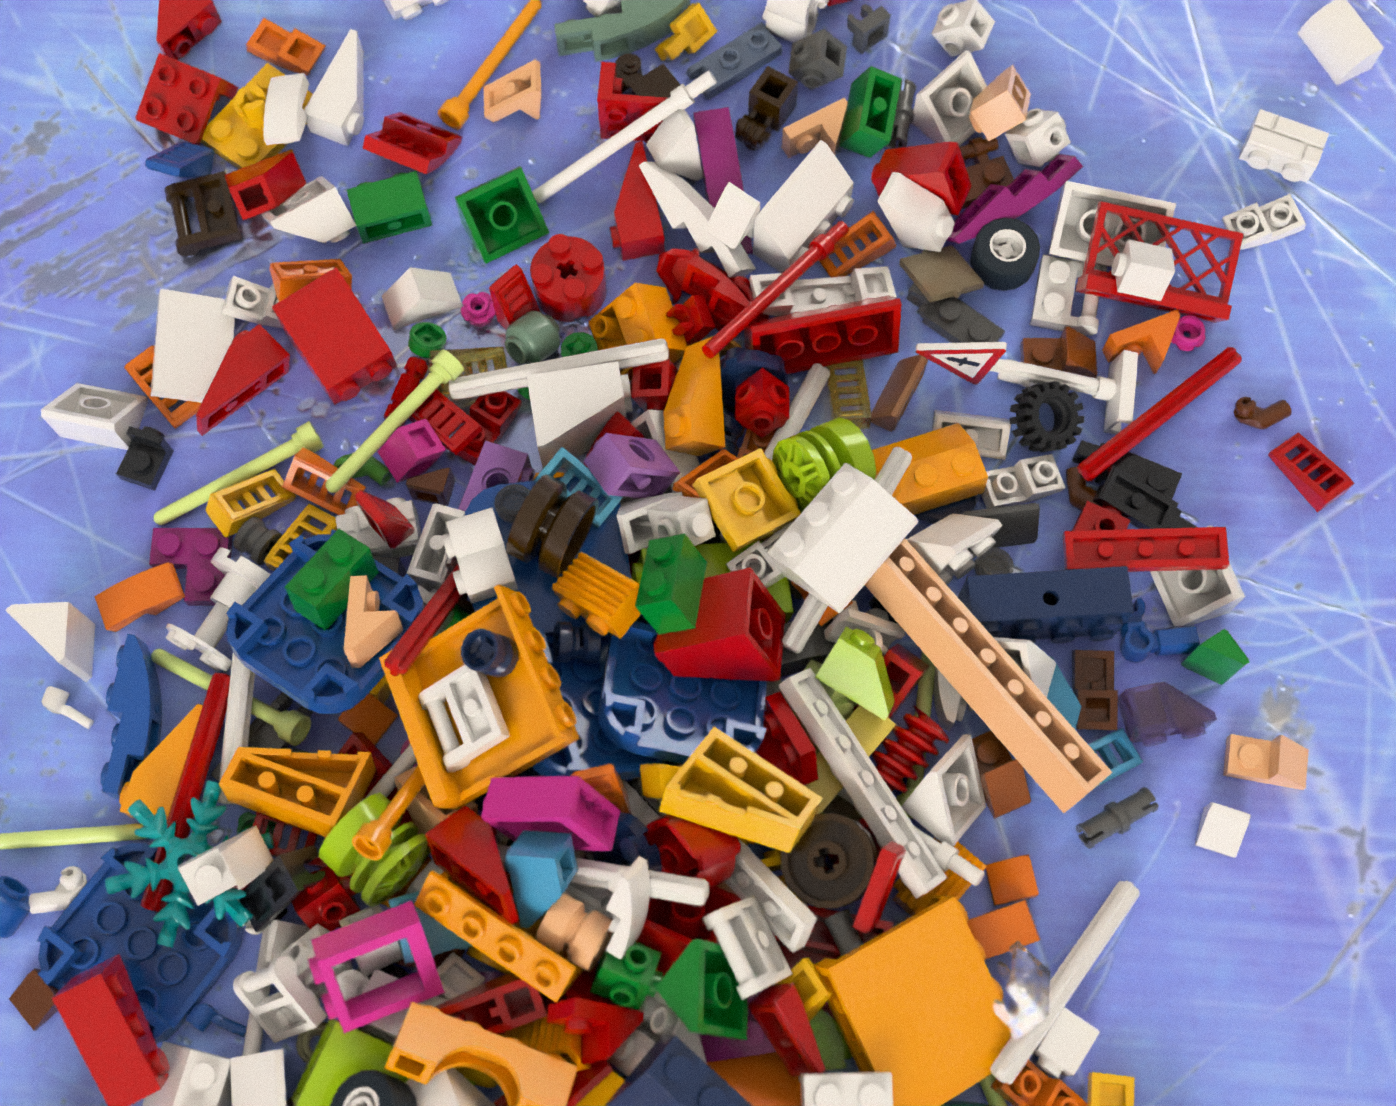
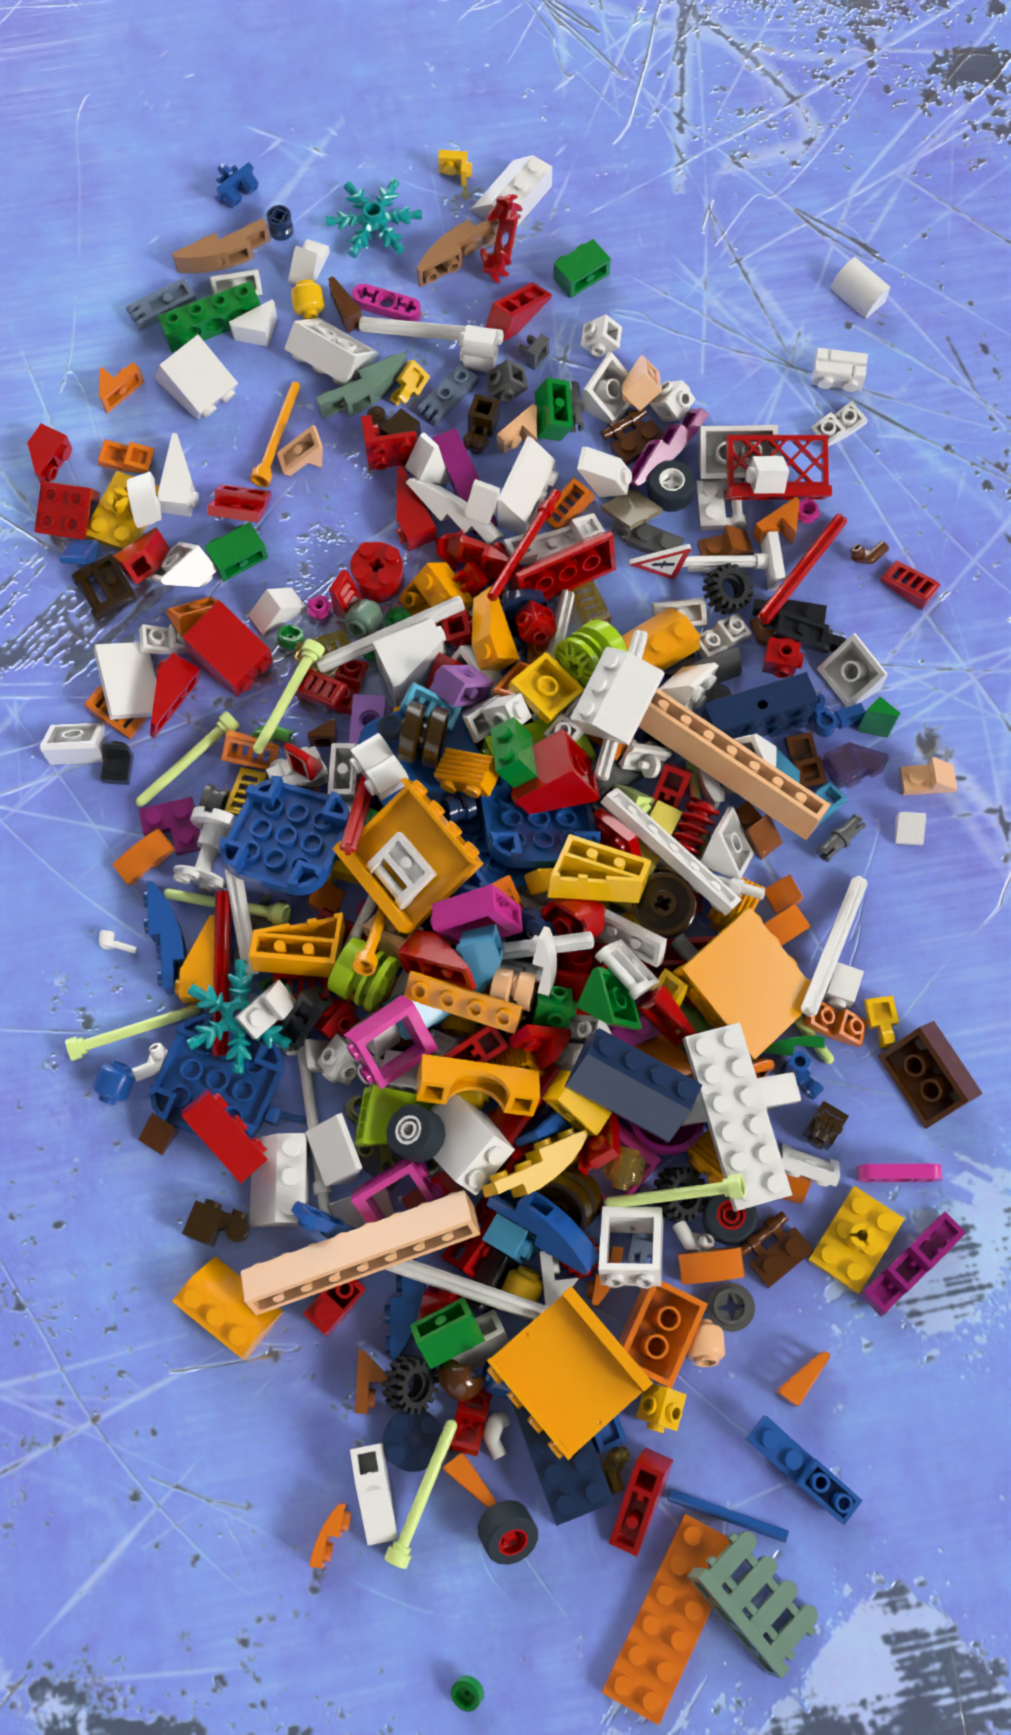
camera: 15 degrees left, 0 degrees up
(61, 632) = (98, 892): white slope -> none
(230, 516) = (189, 787): yellow slope -> none
(285, 1012) = (331, 1095): white plate -> none
(323, 583) = (284, 806): green brick -> none
(366, 626) = (319, 830): light nougat slope -> none
(408, 381) = (285, 671): red axle -> none
(411, 450) = (304, 713): dark pink brick -> none
(489, 653) = (403, 820): dark blue wheel -> none
(501, 215) = (317, 539): green slope -> none
(680, 98) = (424, 429): white bar -> none
(859, 672) = (649, 782): lime slope -> none
(879, 887) = (701, 912): red tile -> none
(898, 392) = (623, 595): medium nougat slope -> none
(932, 166) = (608, 437): red slope -> none
(1028, 990) = (811, 956): clear hinge -> none
(1147, 549) = (817, 657): red plate -> none

